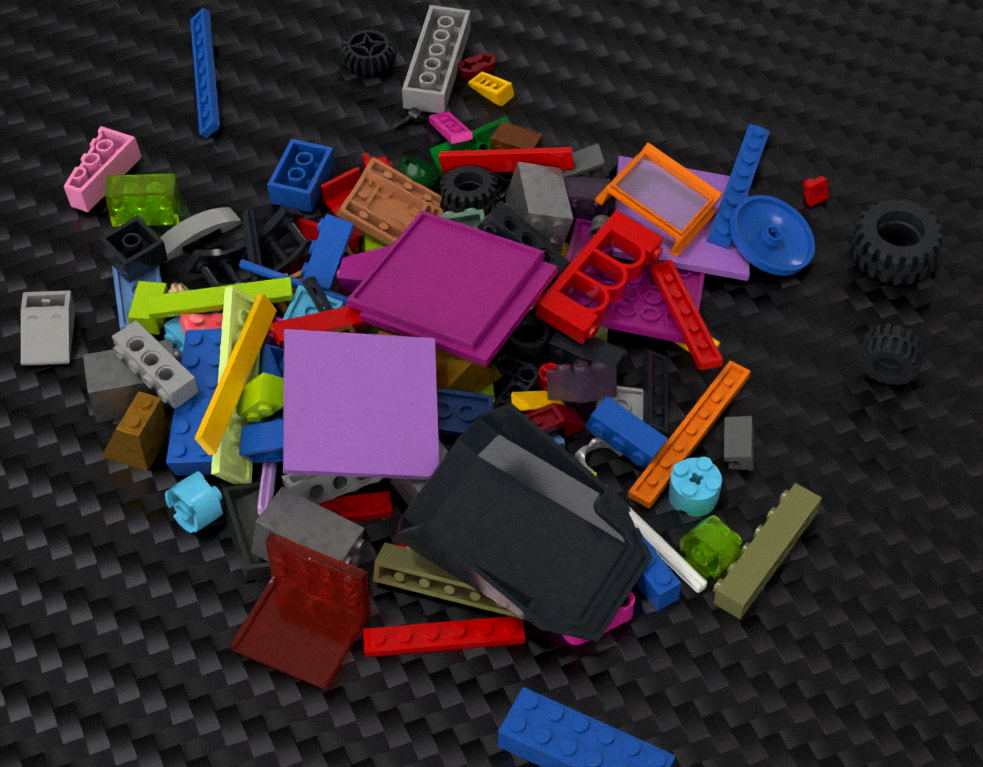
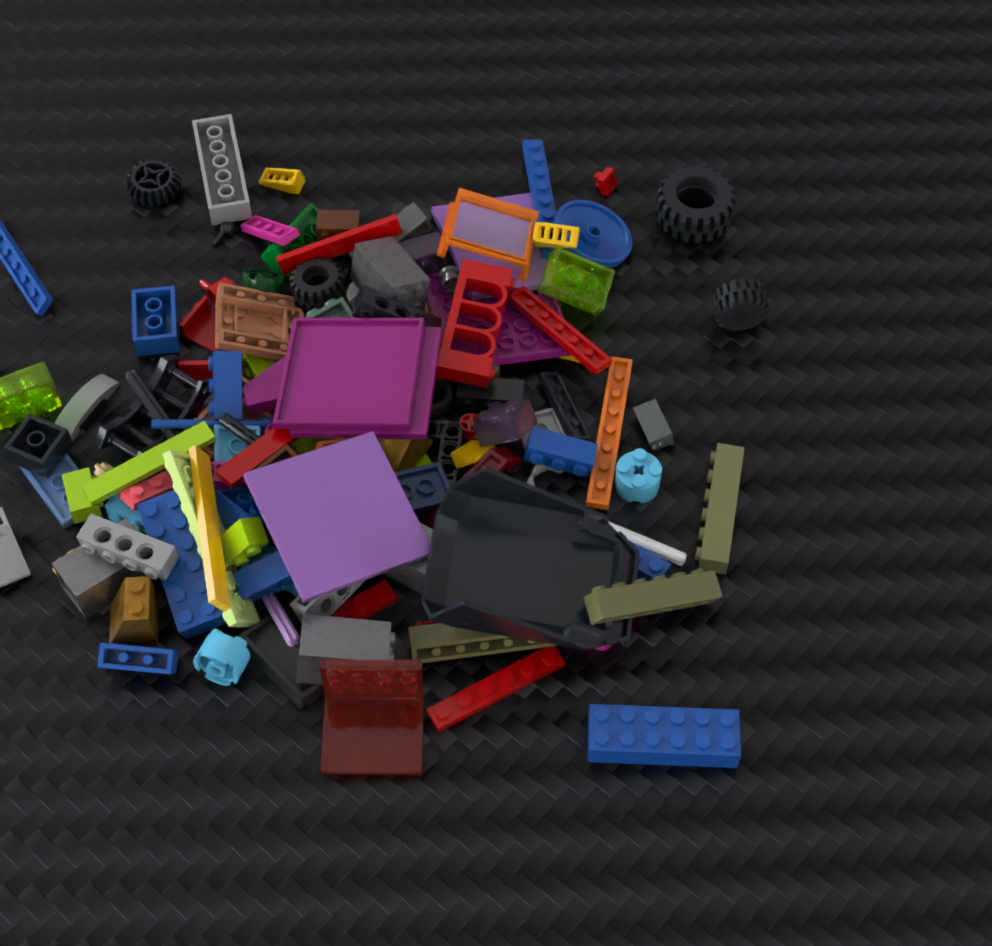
camera: 25 degrees left, 5 degrees up
(119, 473) = (138, 658): none -> blue brick
(474, 65) = (257, 163): dark red beam -> none
(641, 606) = (652, 596): none -> olive brick
(711, 547) = (678, 523): clear neon green brick -> none
(714, 214) = (546, 228): none -> yellow slope
(728, 273) = (576, 281): none -> clear neon green brick

